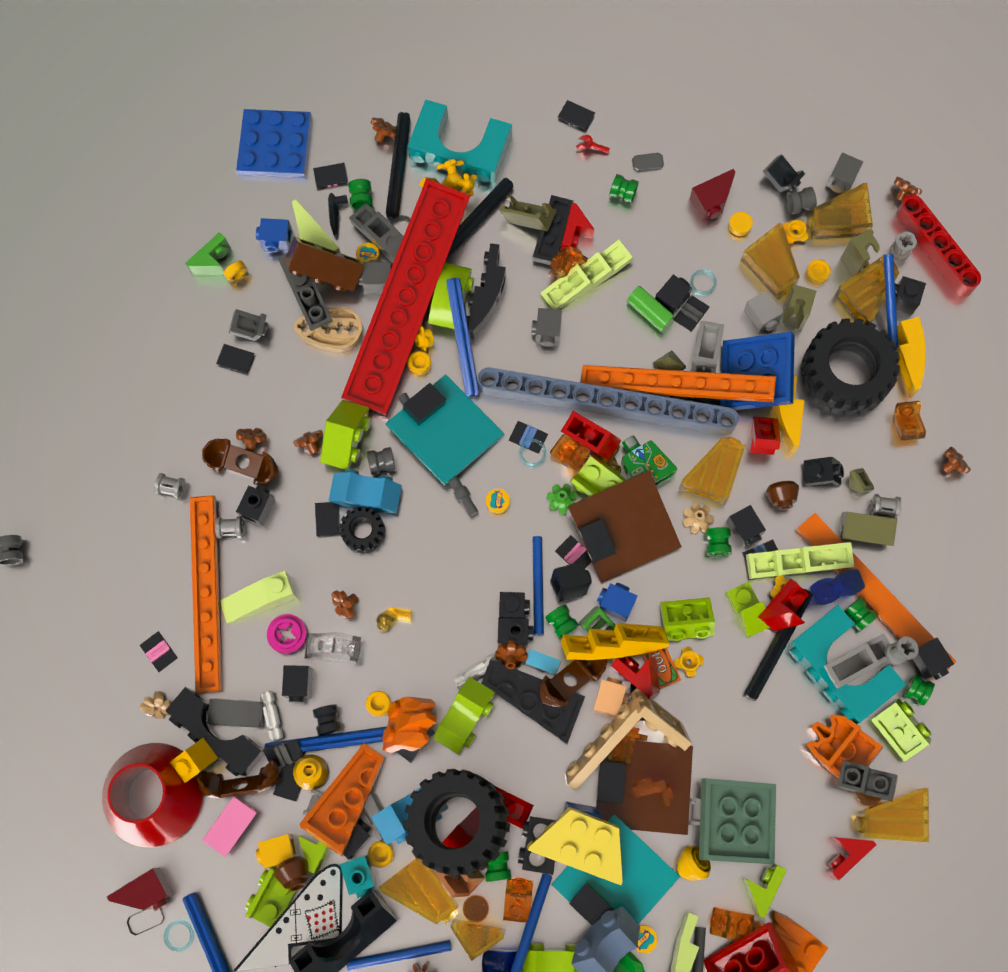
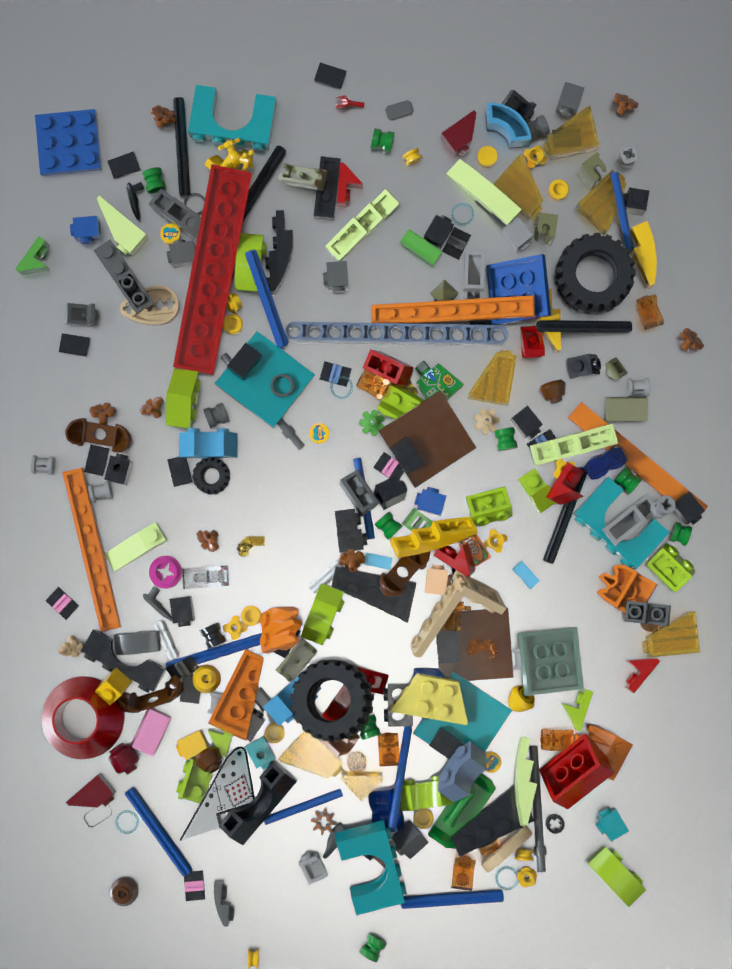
camera: 15 degrees left, 10 degrees up
(189, 854) = (123, 758): none -> dark red head
(233, 491) = (96, 460): none -> black piece
(235, 271) = (59, 267): yellow tile -> none
(262, 663) = (150, 599): none -> dark grey bar
(323, 265) = (136, 253): reddish brown brick -> none
(355, 722) = (240, 627): none -> yellow plate
(422, 766) = (296, 660): none -> olive hinge
(465, 428) = (284, 376): none -> dark grey piece
(533, 577) = (359, 492): none -> dark grey slope
(564, 260) = (341, 216): clear orange bracket -> none
(655, 211) = (412, 157): none -> yellow bush
(721, 709) = (526, 575): none -> medium azure piece
(731, 259) = (483, 191): none -> yellowish green slope
(770, 189) = (509, 124): none -> dark azure brick
(829, 424) = (584, 326): none -> black axle
(938, 256) = (655, 141): red beam -> none

